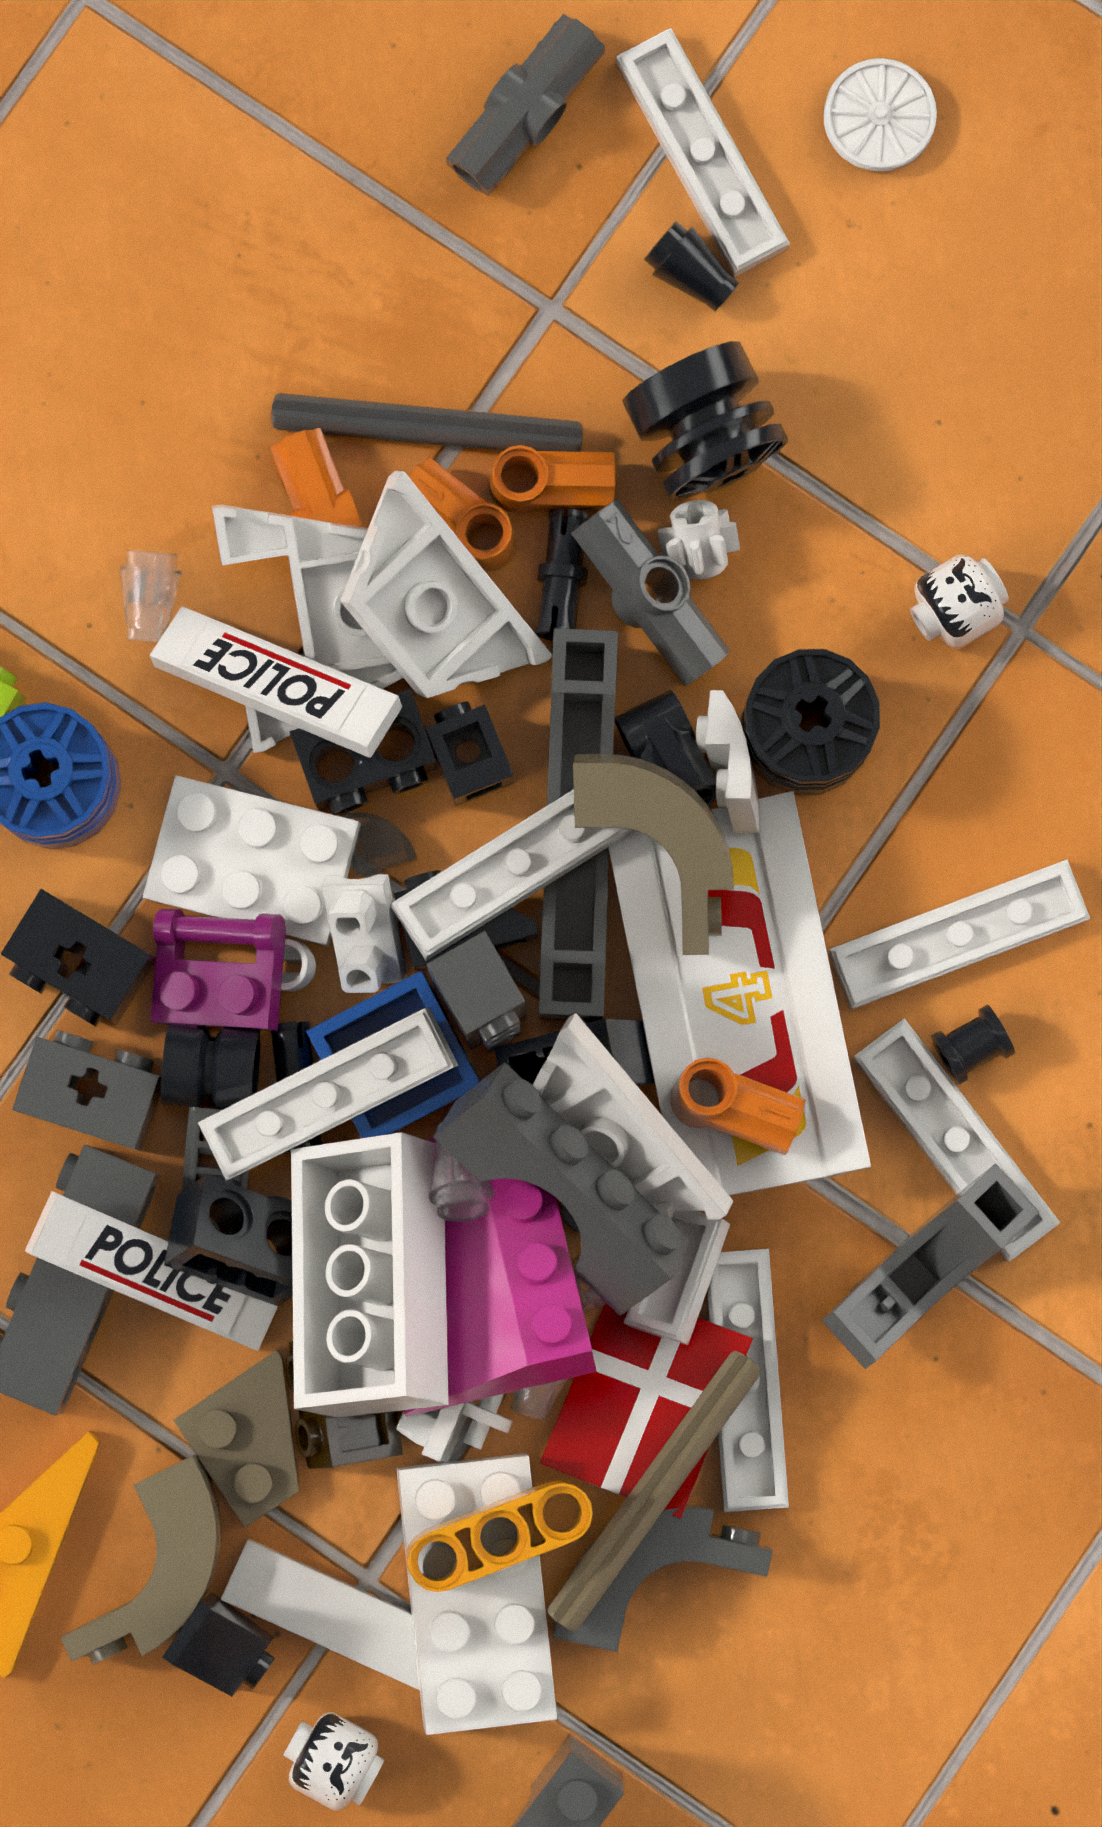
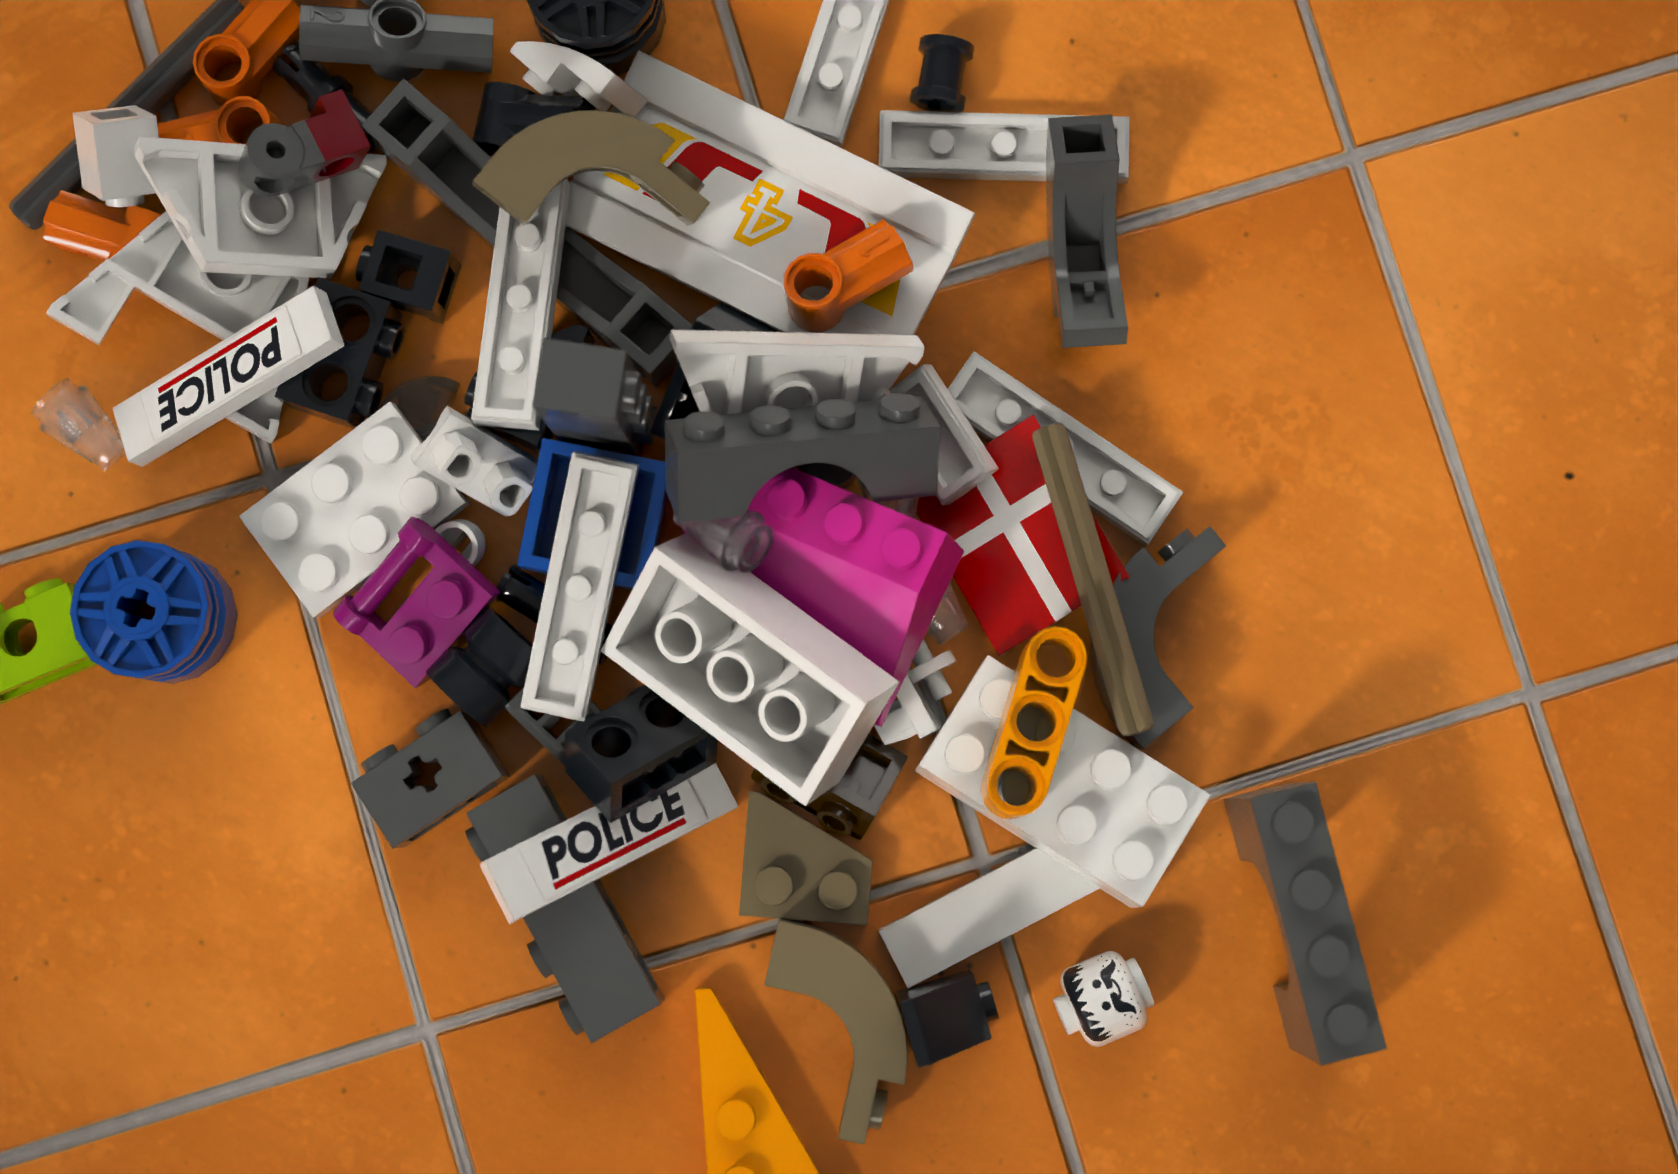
camera: 50 degrees left, 0 degrees up
(53, 928) = (281, 702): black brick -> none
(377, 446) = (107, 153): none -> white brick
(482, 593) = (306, 152): none -> leg

